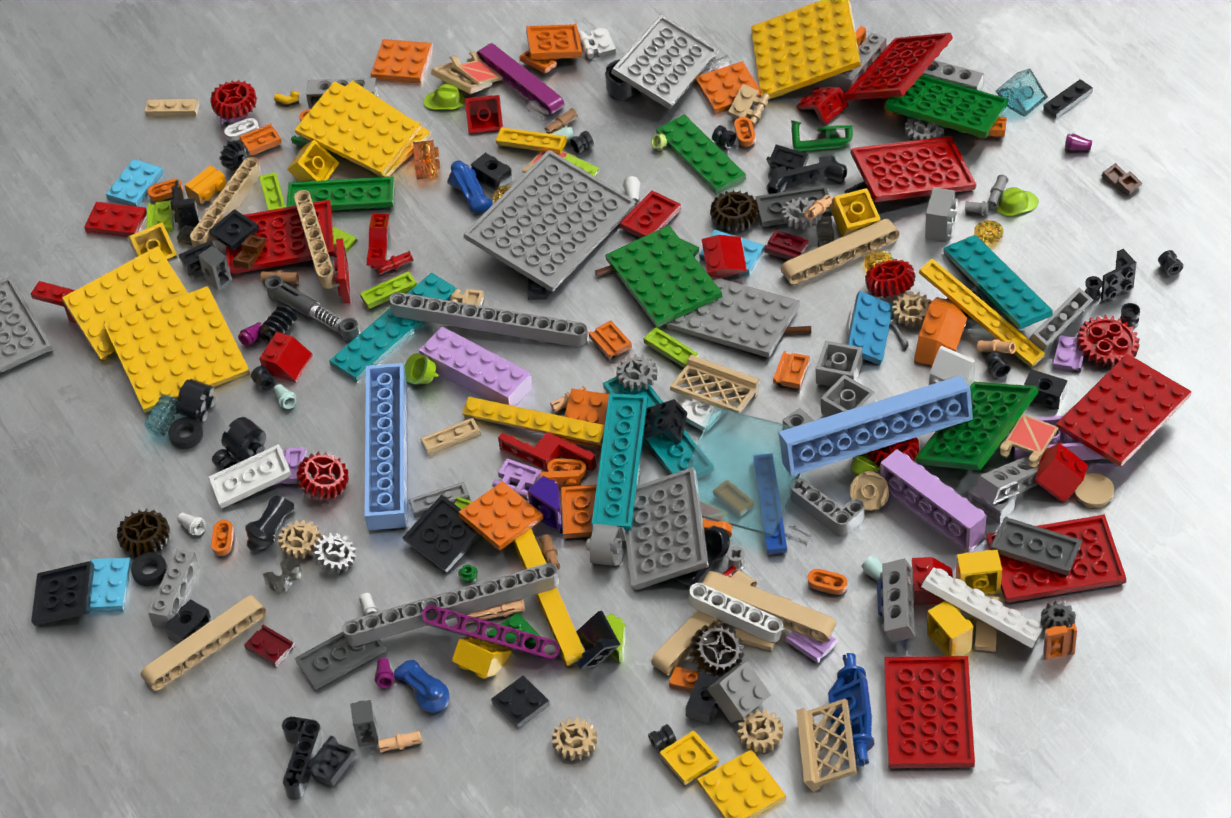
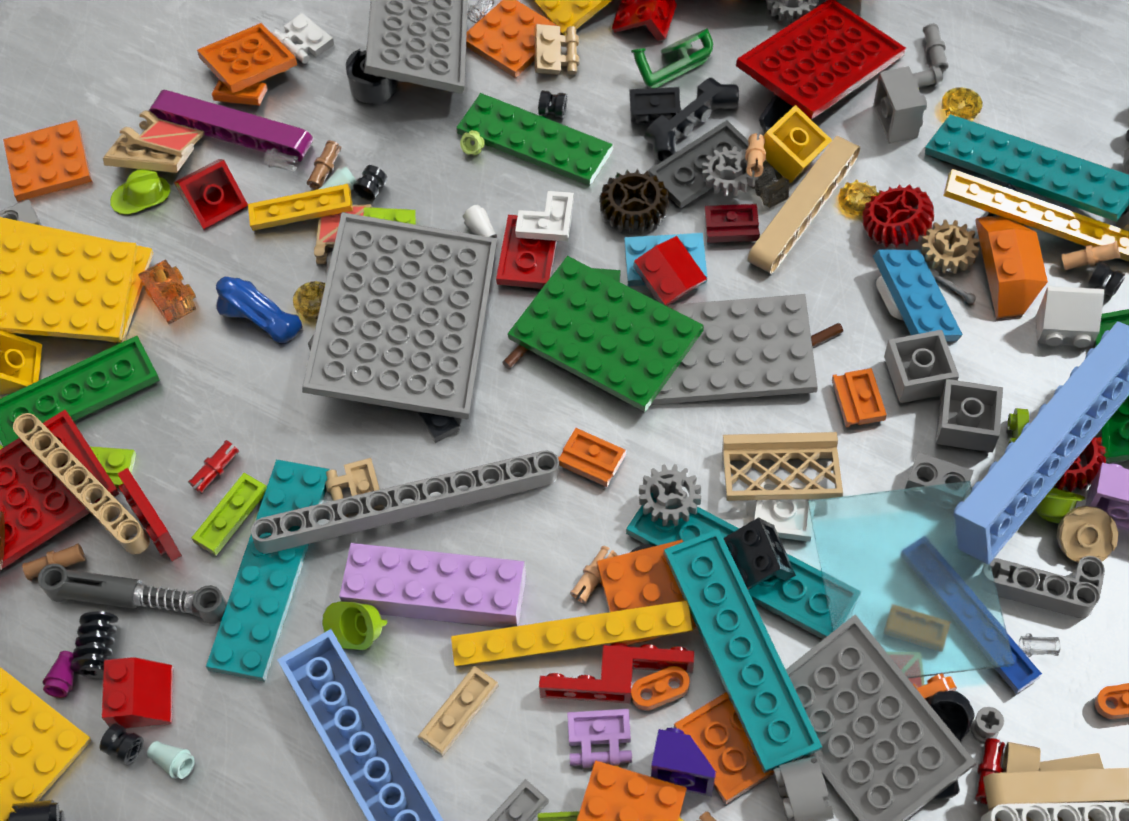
camera: 30 degrees left, 10 degrees up
(378, 240) = (174, 444): red bracket -> none
(492, 171) = (286, 274): black brick -> none
(564, 478) = (655, 717): orange plate -> none
(669, 347) = (680, 434): lime plate -> none
(671, 203) = (547, 225): none -> white plate
(744, 131) = (578, 89): orange plate -> none
(1016, 201) = (965, 53): lime piece -> none

